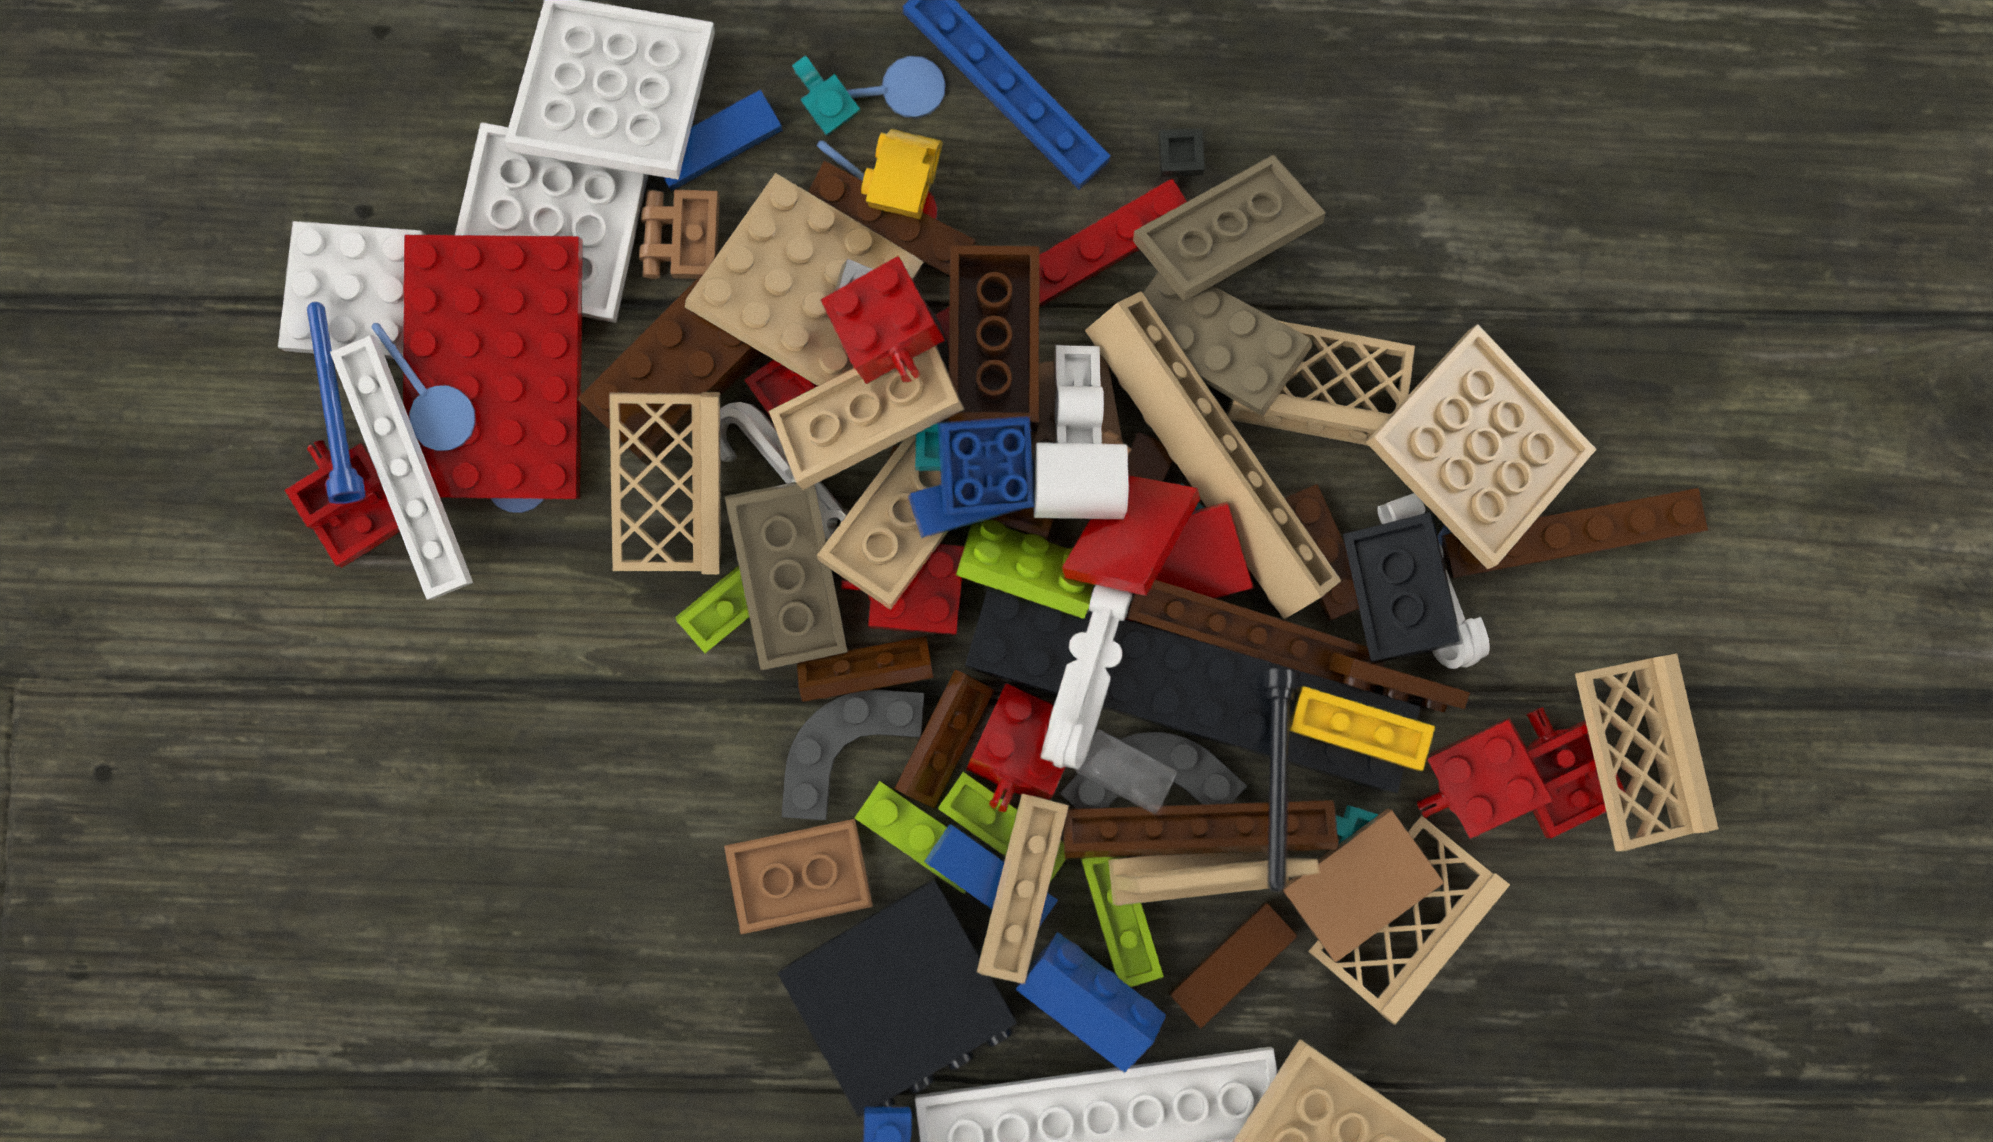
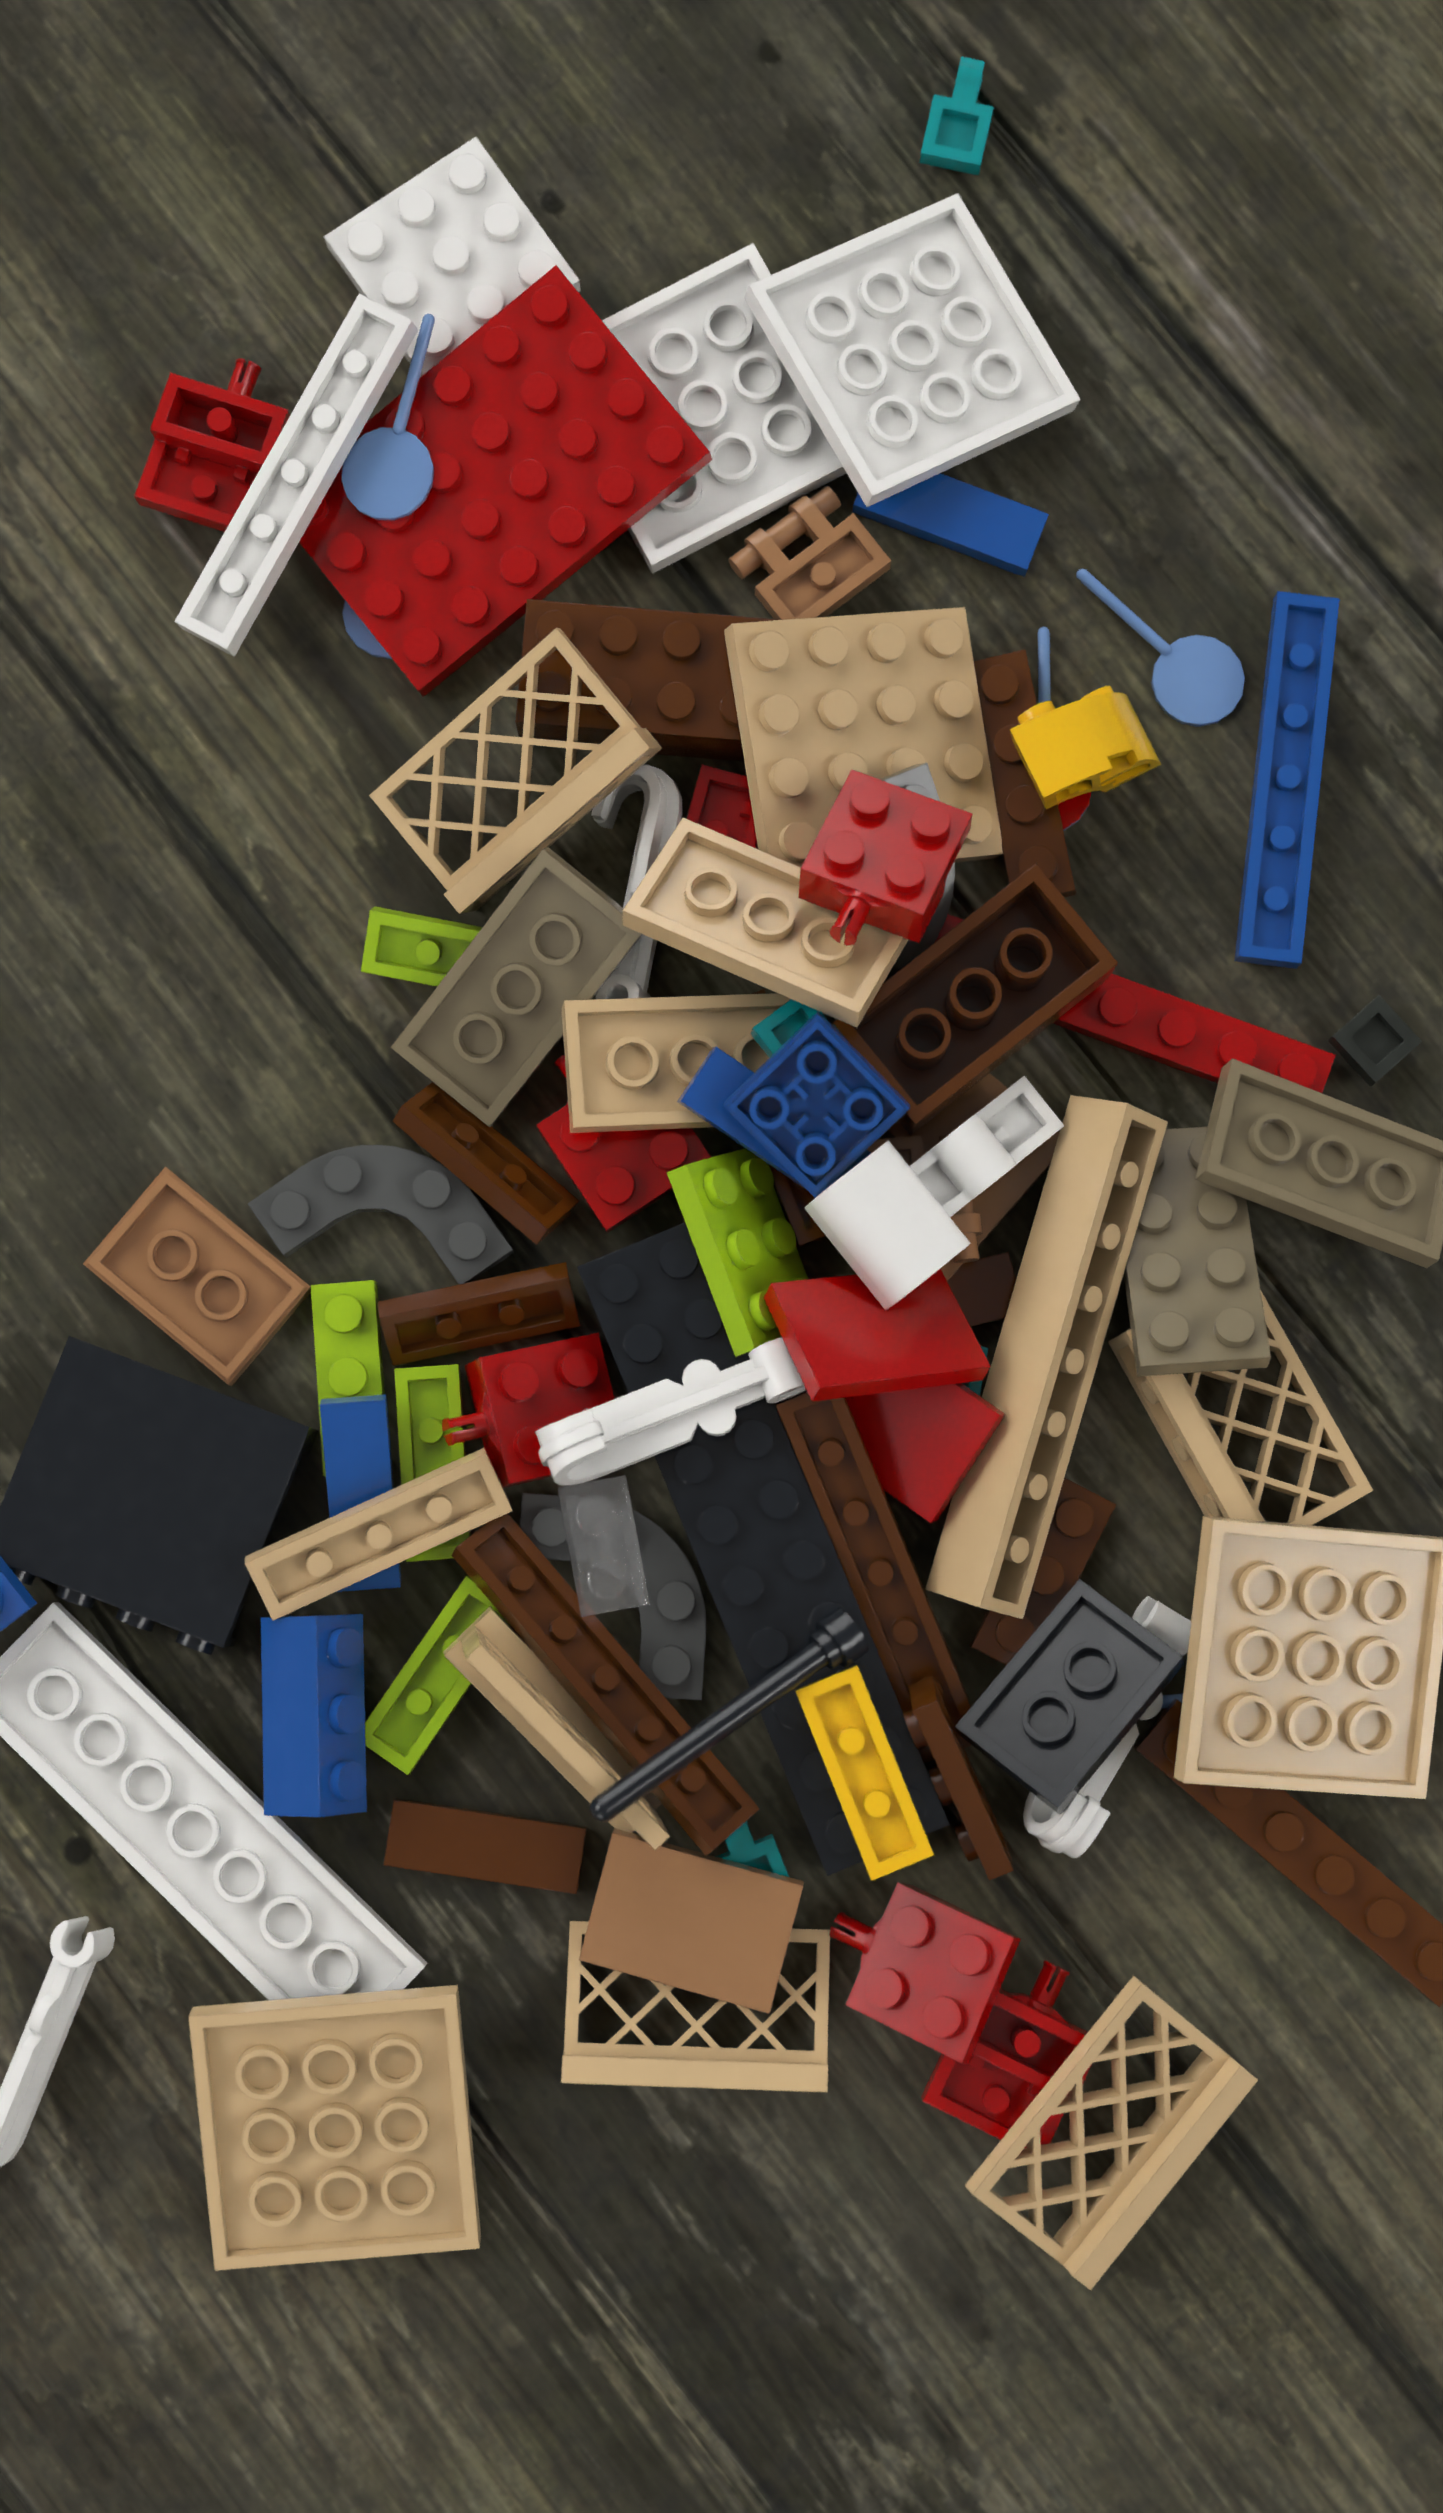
camera: 55 degrees right, 0 degrees up
(344, 483) = (228, 428): blue piece -> none
(827, 100) = (1098, 597): teal plate -> none

